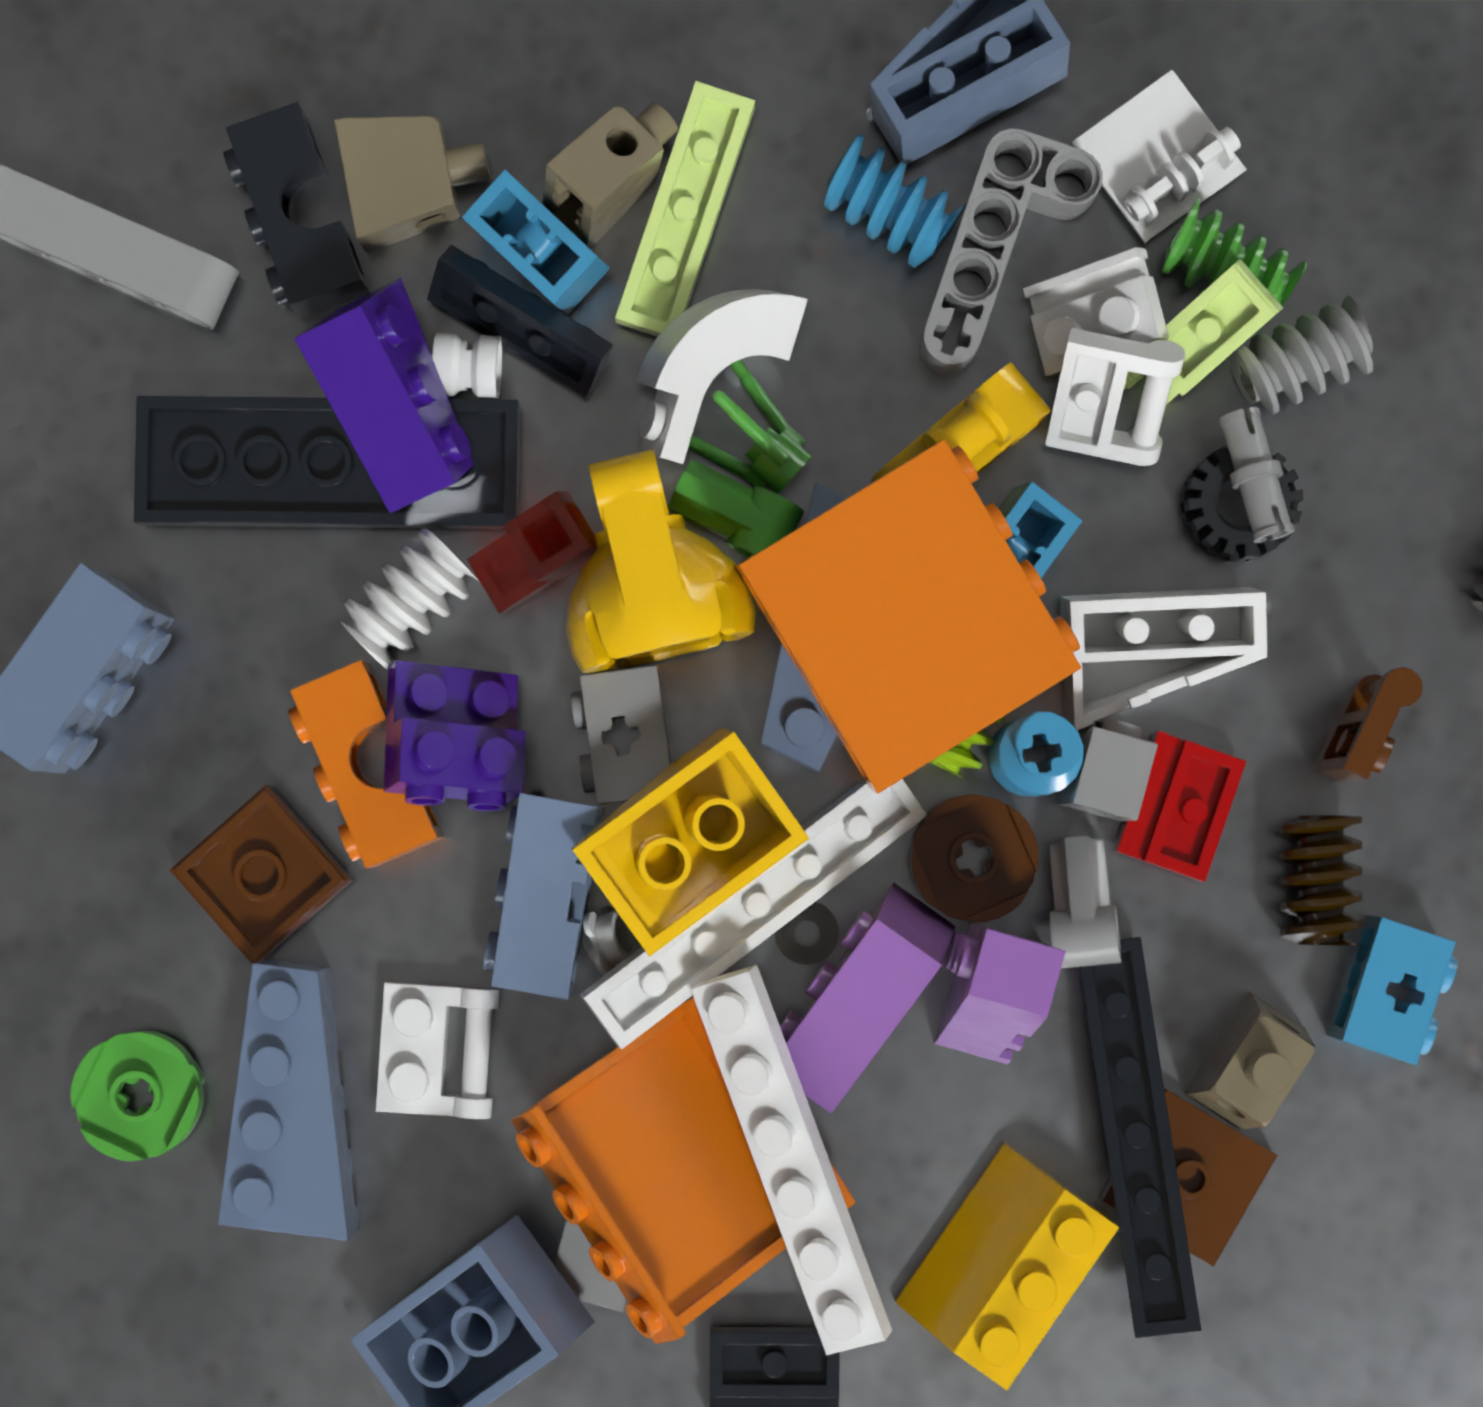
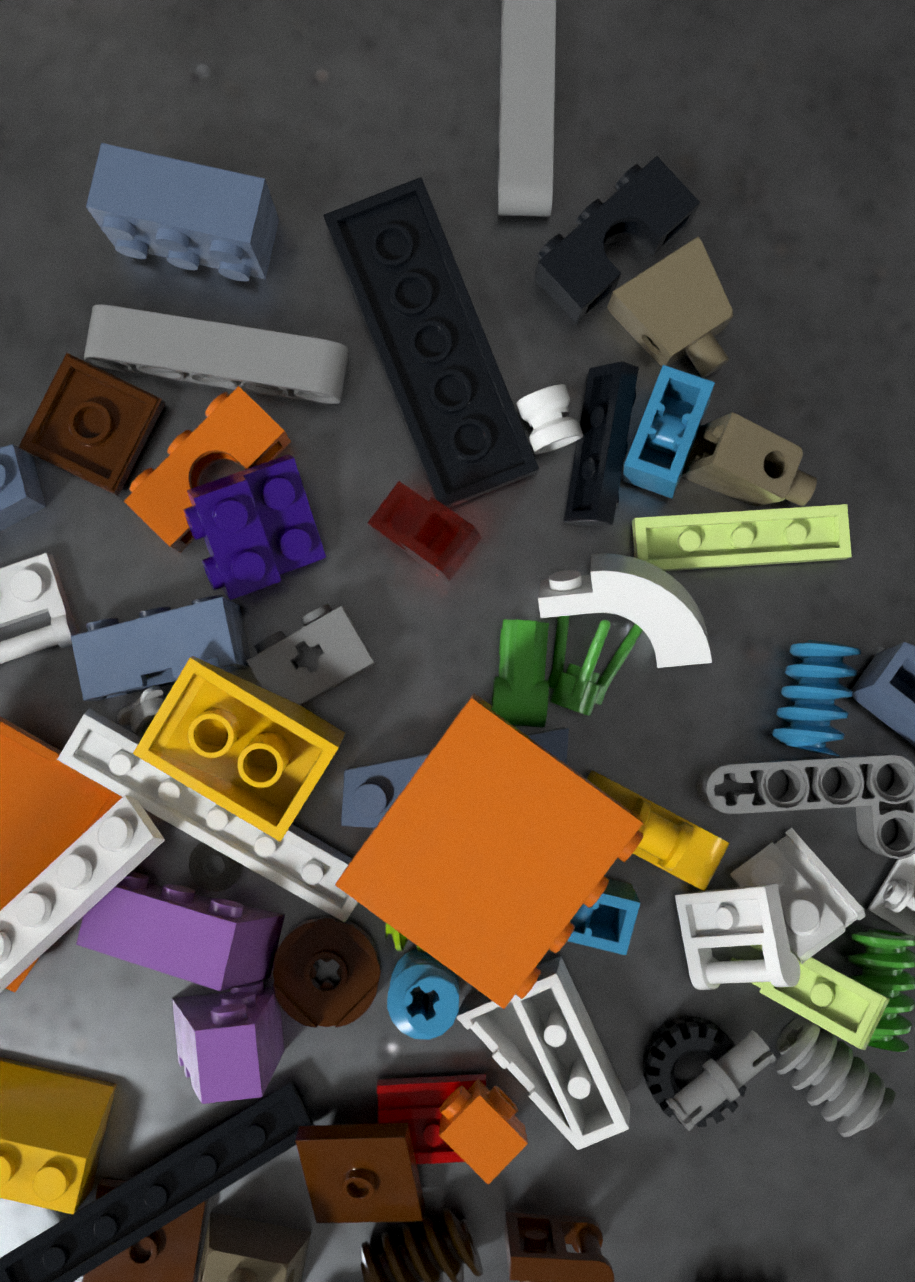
camera: 60 degrees right, 0 degrees up
(240, 704) = (216, 354): none -> light grey beam
(388, 395) = (497, 364): dark purple wedge -> none
(407, 598) = (347, 447): white piece -> none
(651, 581) = (438, 630): yellow piece -> none
(1083, 913) = (312, 1081): light grey piece -> none
(1112, 772) = (434, 1066): light grey brick -> none
(1202, 904) = (361, 1173): none -> reddish brown plate
(1204, 750) = (482, 1128): none -> orange brick

